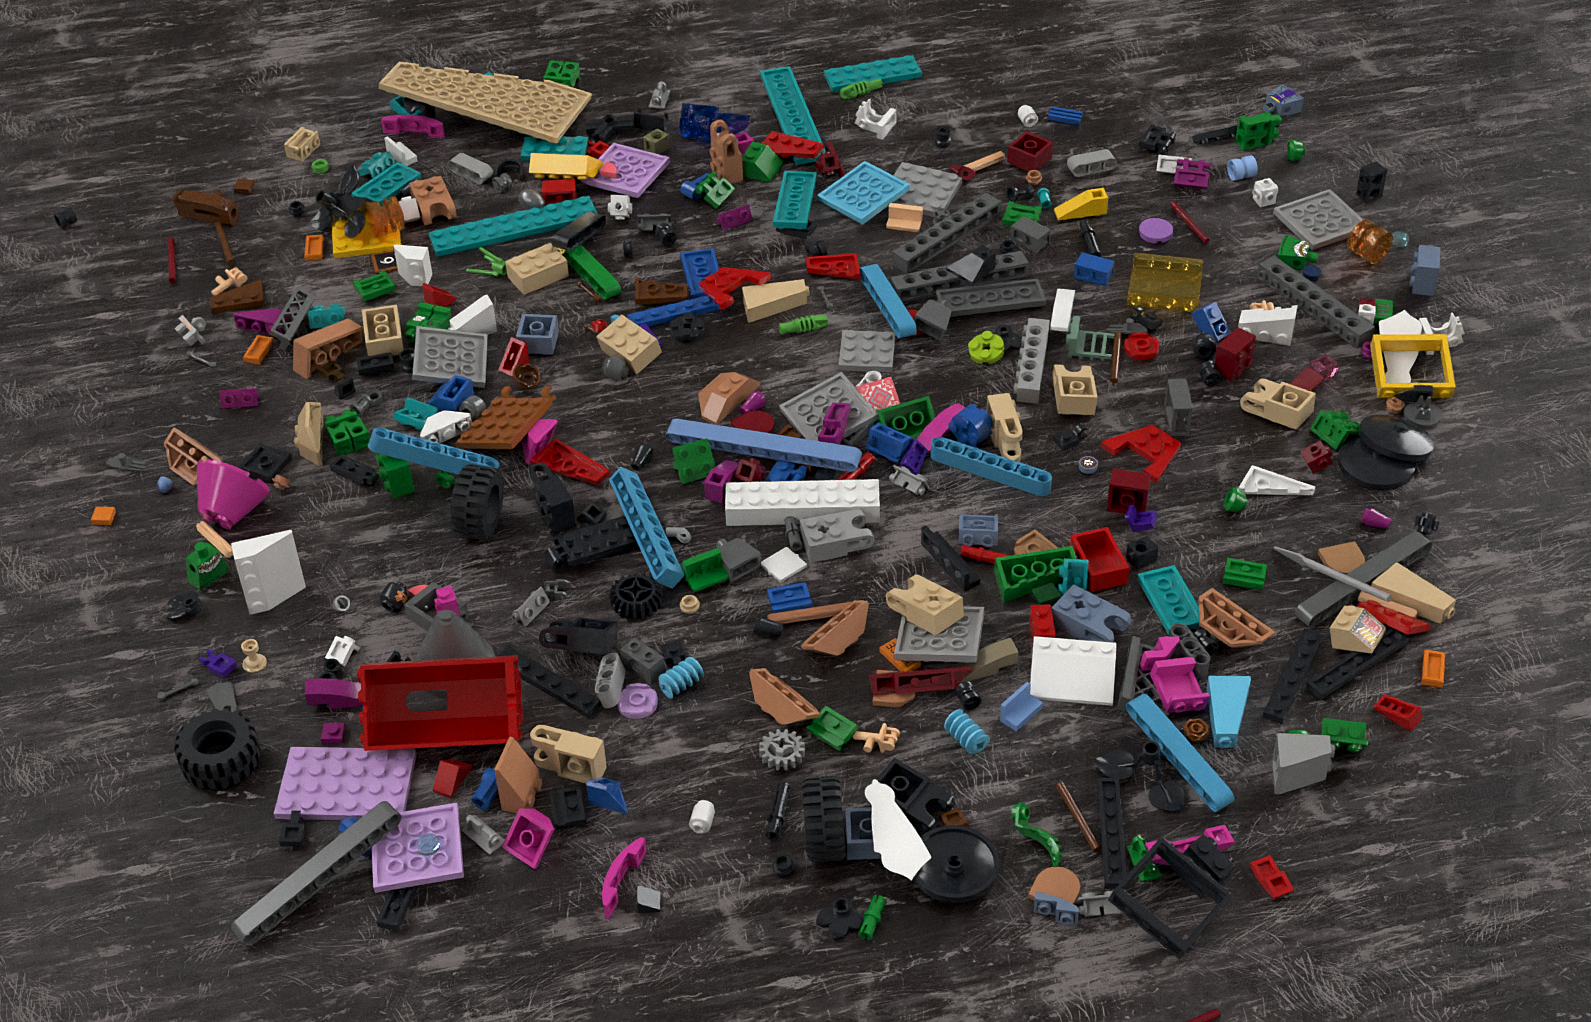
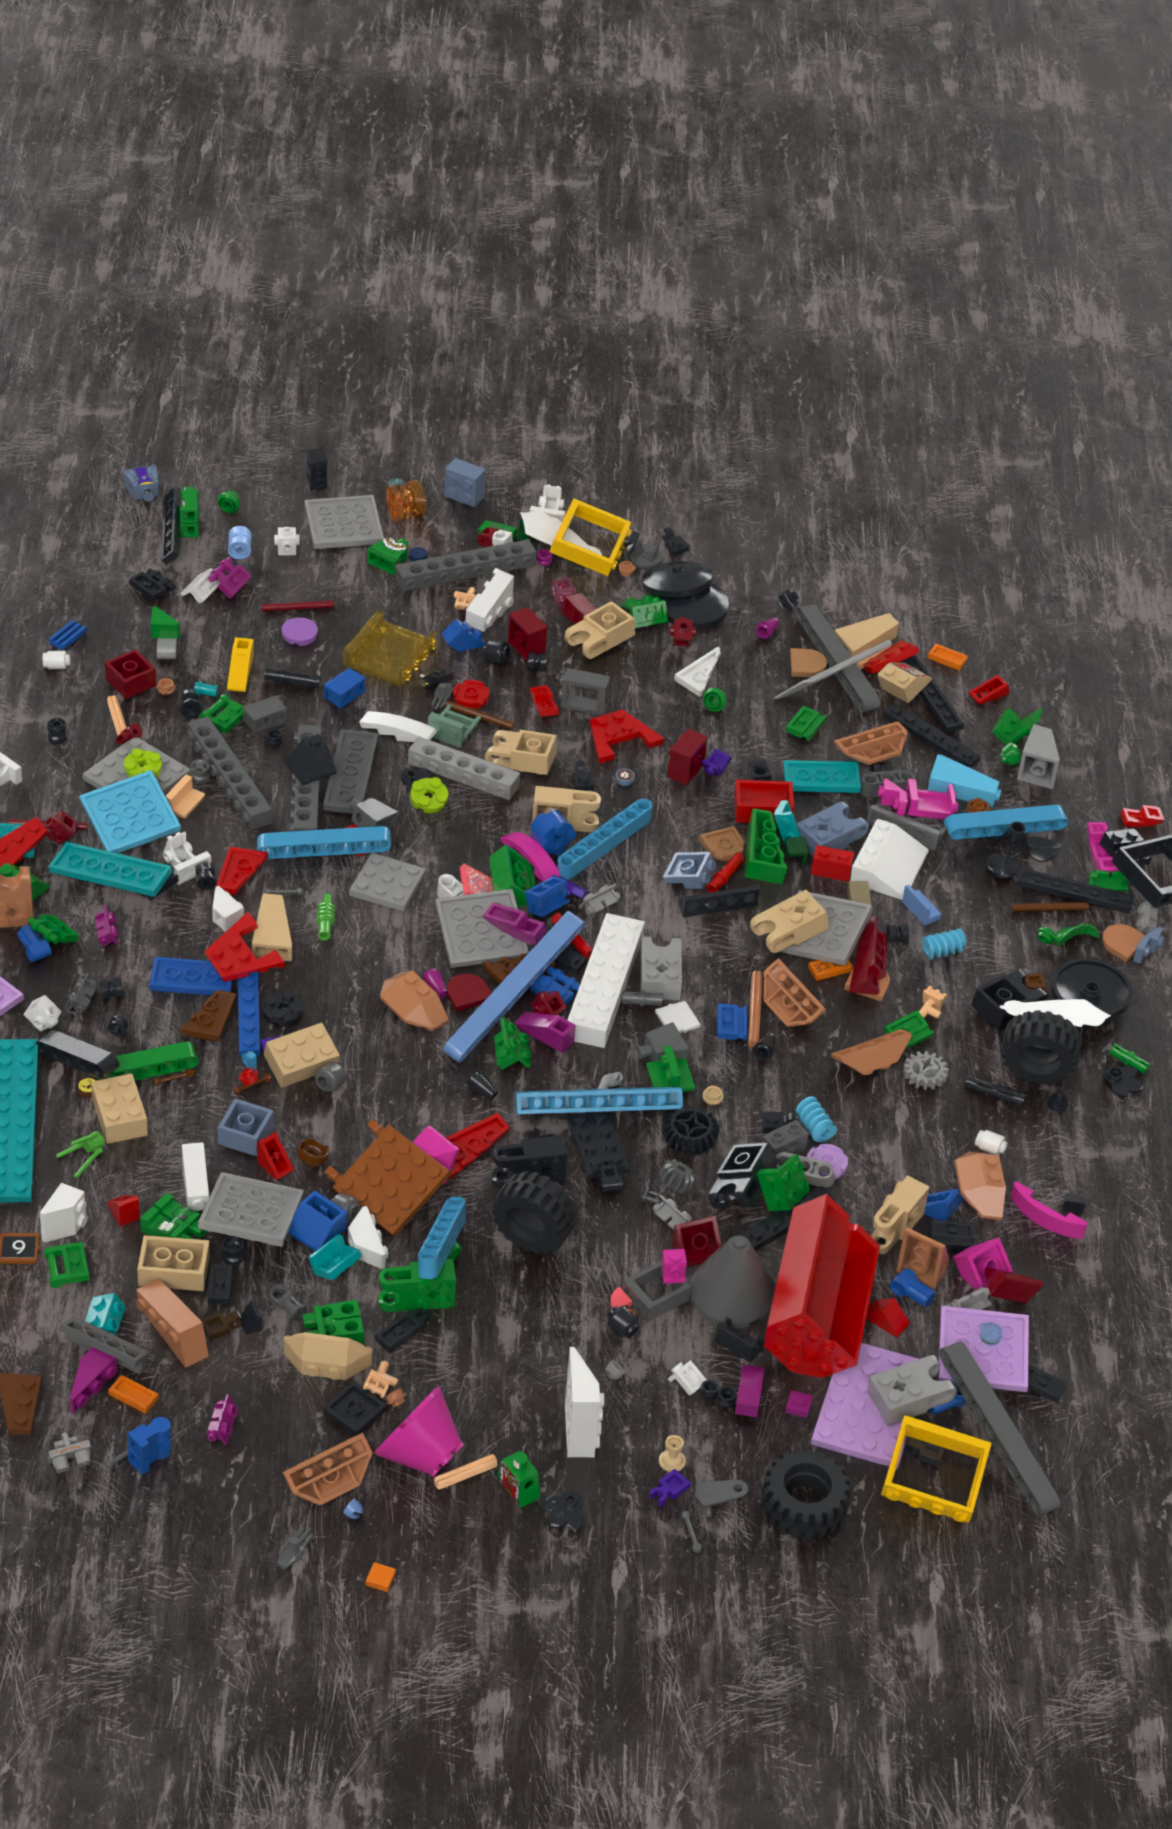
camera: 80 degrees left, 0 degrees up
(198, 361) = (149, 1444): none -> blue legs
(239, 804) = (944, 1438): none -> yellow window
(290, 466) = (379, 1381): none -> light nougat arm
(343, 792) = (909, 1389): none -> light grey brick
(499, 626) = (698, 1238): none -> dark red slope
(512, 856) = (1011, 1285): none -> dark red slope
(571, 595) = (677, 1176): none -> dark grey gear
(578, 664) = (785, 1185): none -> green bracket
(644, 816) = (982, 1183): none -> nougat wedge
(783, 267) = (226, 909): none -> white slope
(834, 232) = (178, 850): none -> white tile
(923, 184) = (138, 757): none -> lime plate
(1092, 146) = (163, 625): none -> green slope
(1156, 394) = (543, 701): none -> red slope
(1460, 431) = (675, 545): none -> black plate

